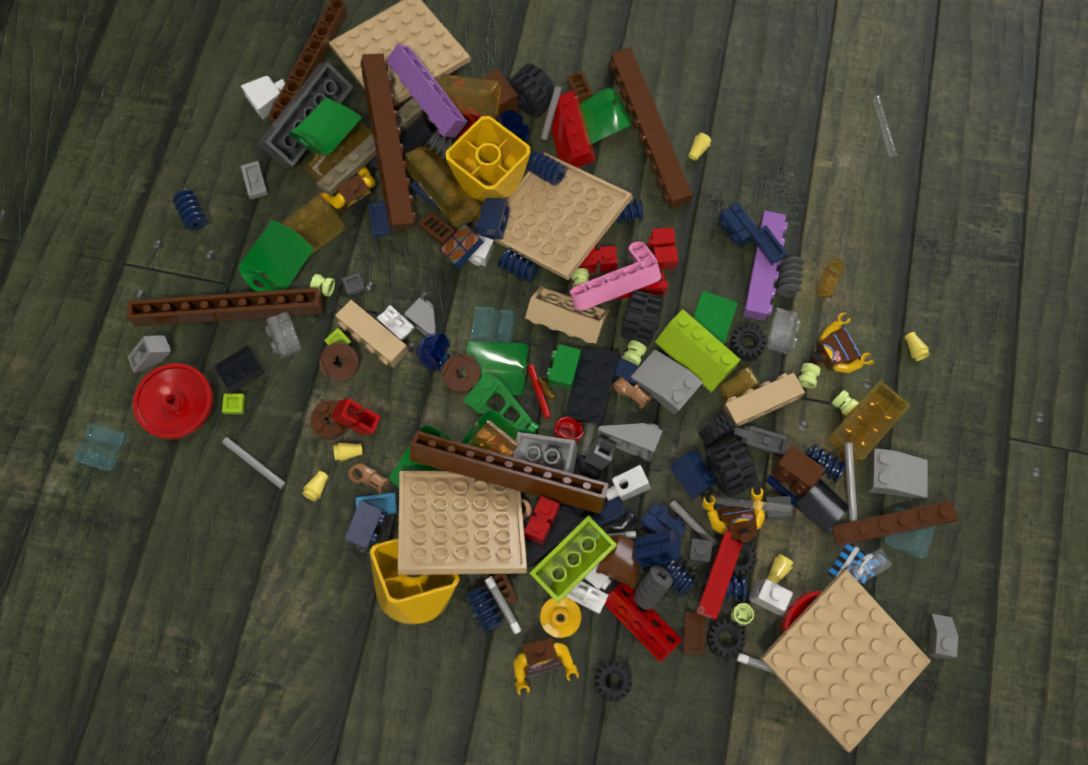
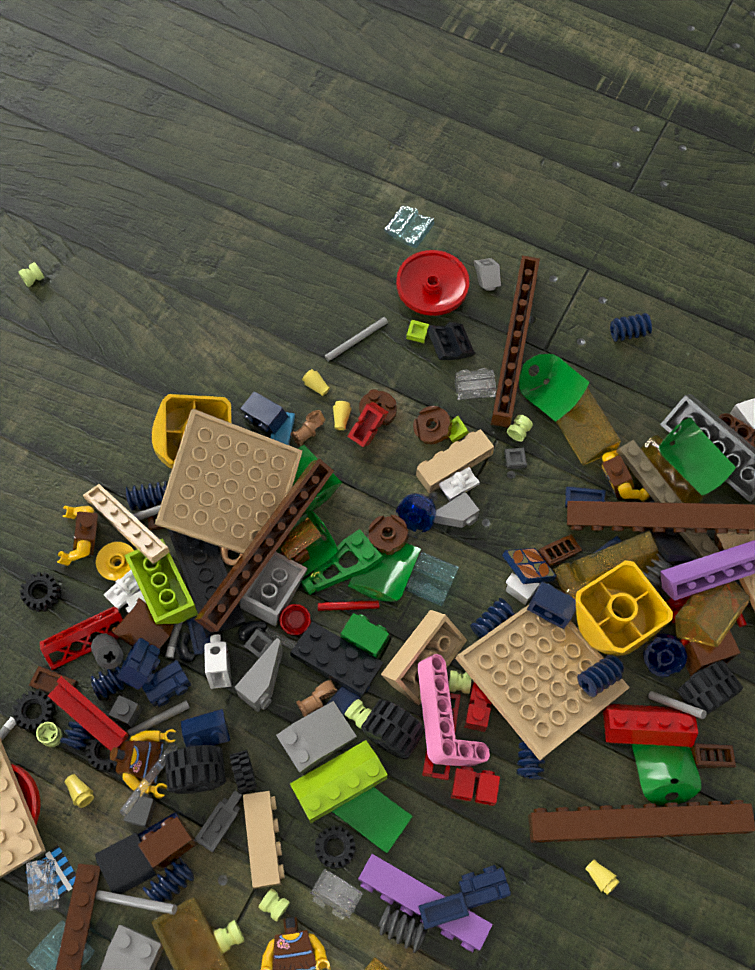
camera: 105 degrees right, 5 degrees down
(254, 180) = (655, 390): light grey plate -> none
(521, 618) = (126, 523): none -> tile
(538, 527) = (214, 568): red piece -> none
(547, 391) = (348, 613): pearl gold piece -> none
(742, 382) = (291, 826): clear yellow piece -> none
(770, 596) = (53, 769): white torso -> none

